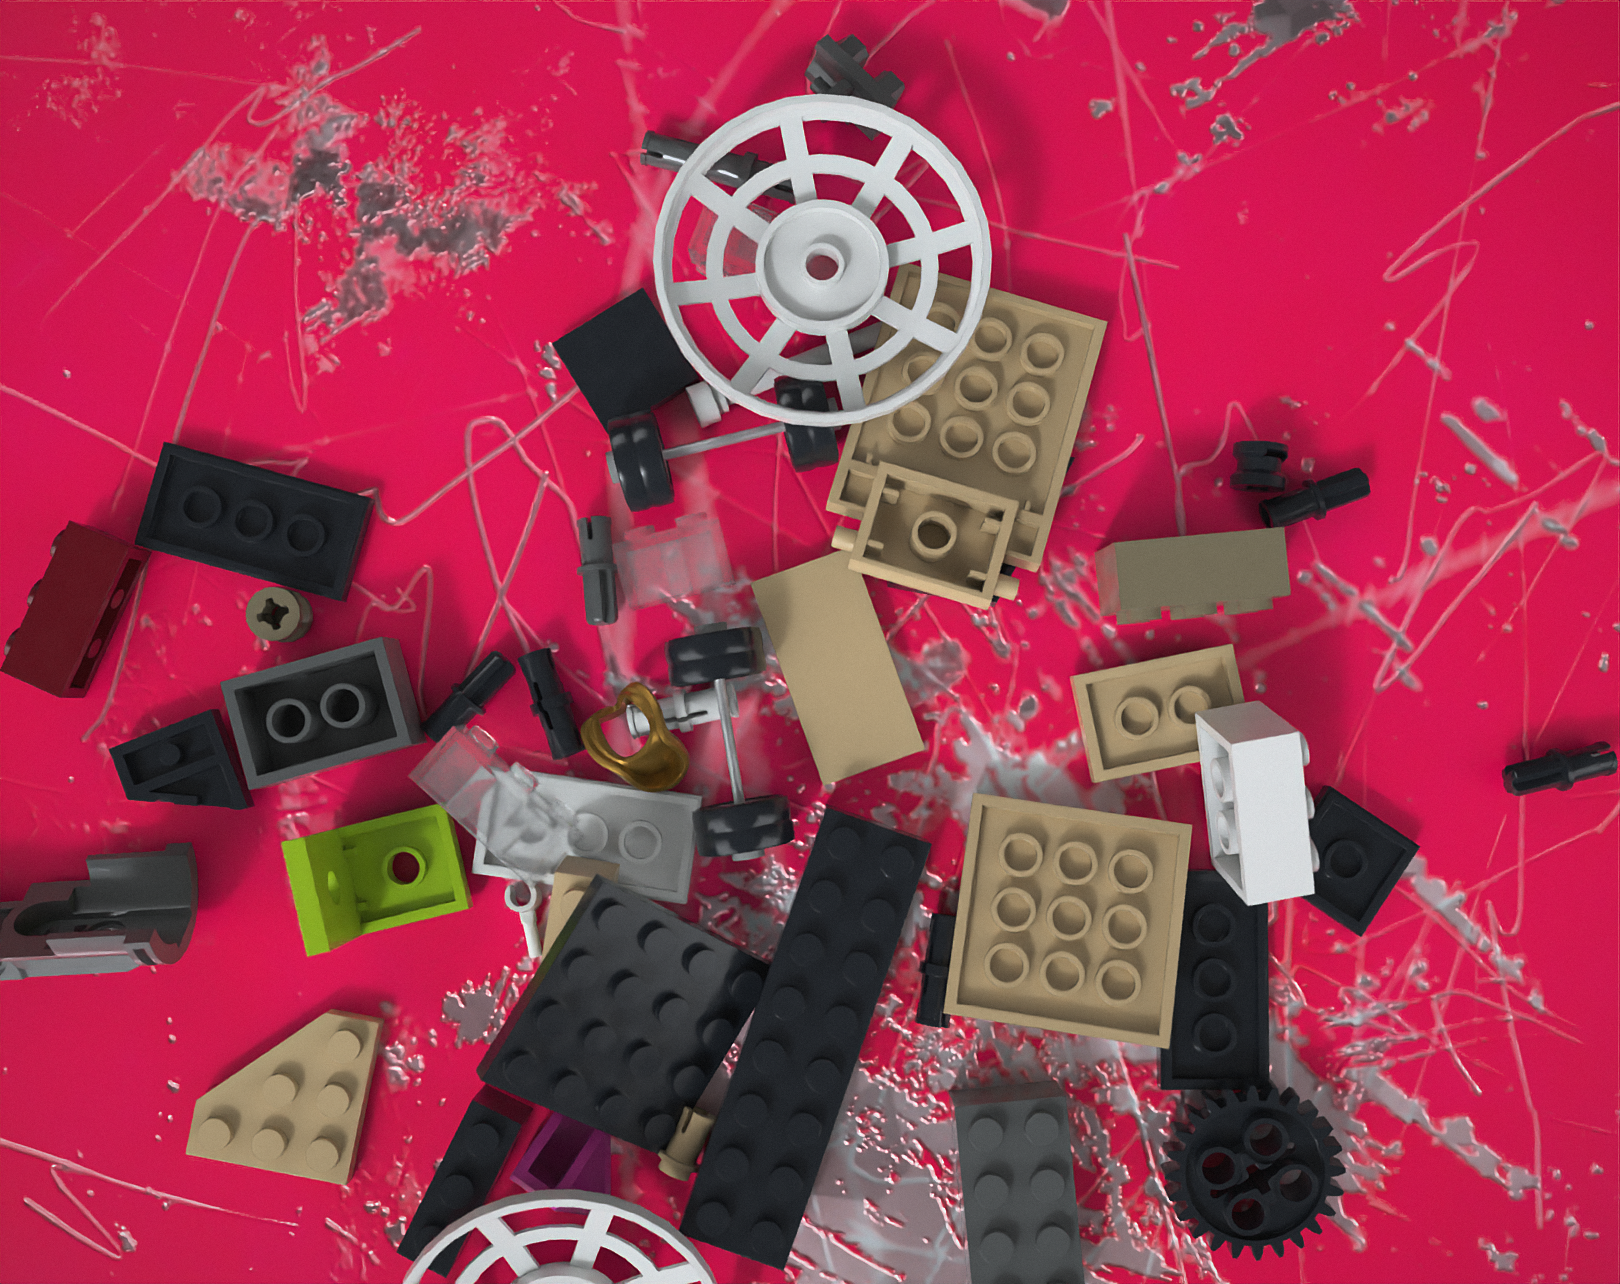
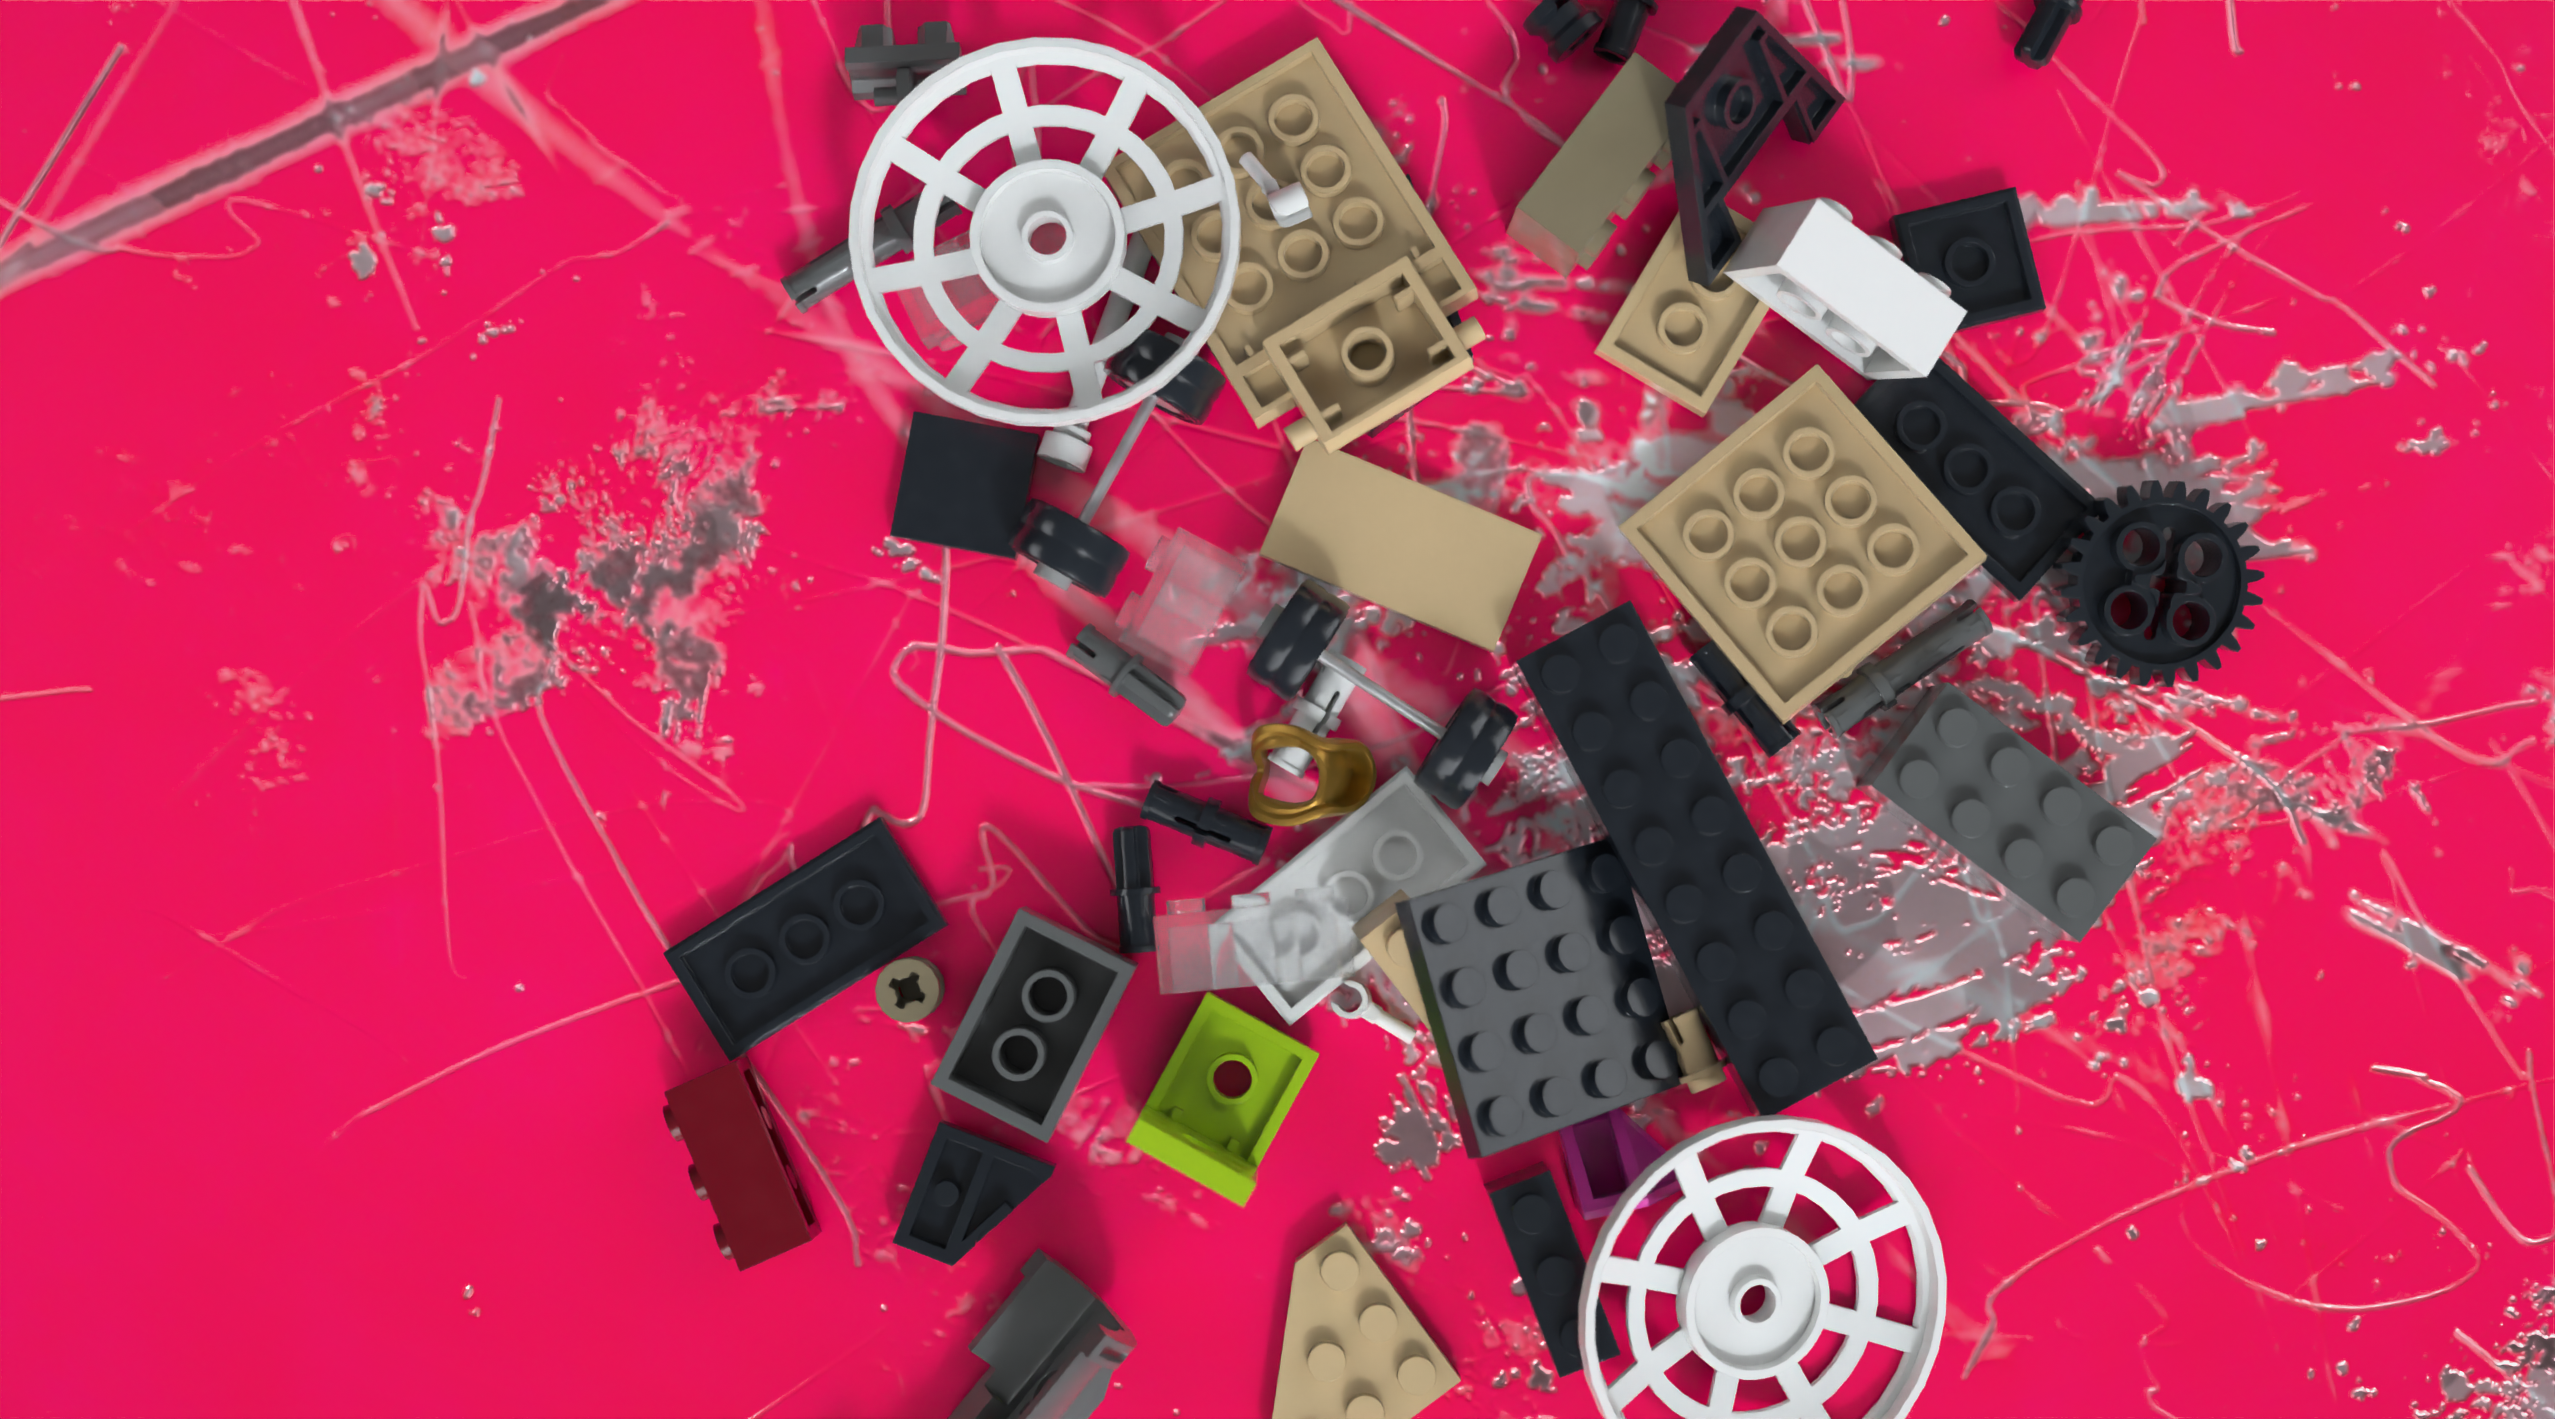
camera: 45 degrees left, 0 degrees up
(984, 397) = (1288, 203): none -> white hand
(1048, 1054) = (1883, 682): none -> dark grey pin
(1296, 621) = (1724, 117): none -> black wing

